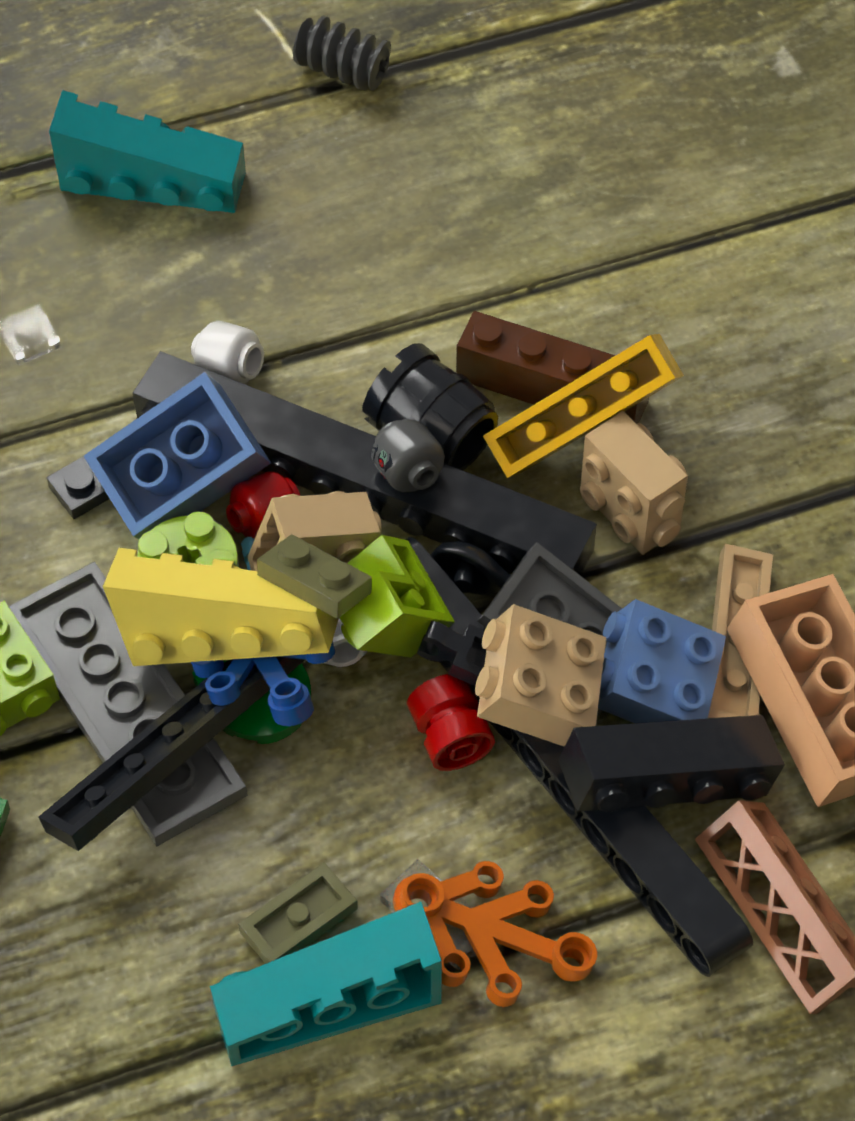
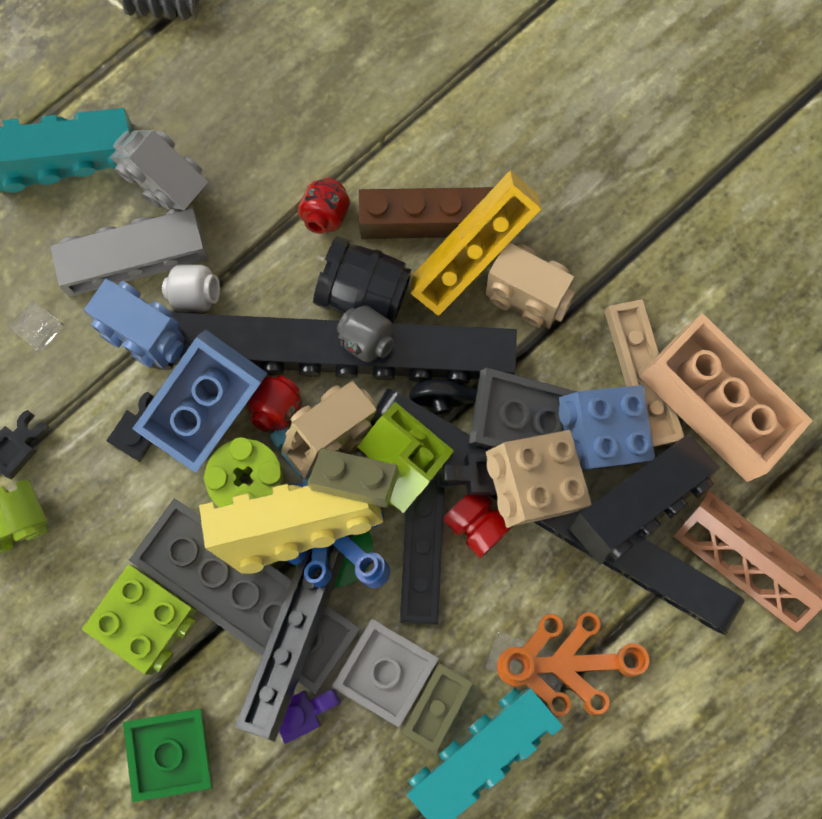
camera: 20 degrees left, 20 degrees up
(123, 860) = (303, 712): none -> dark purple plate
(140, 341) = (141, 327): none -> medium blue brick
(173, 292) = (129, 251): none -> light grey brick
(249, 207) = (158, 168): none -> light grey brick
(252, 850) = (385, 672): none -> light grey plate
(365, 740) = (423, 556): none -> black tile
(427, 319) = (324, 206): none -> red head

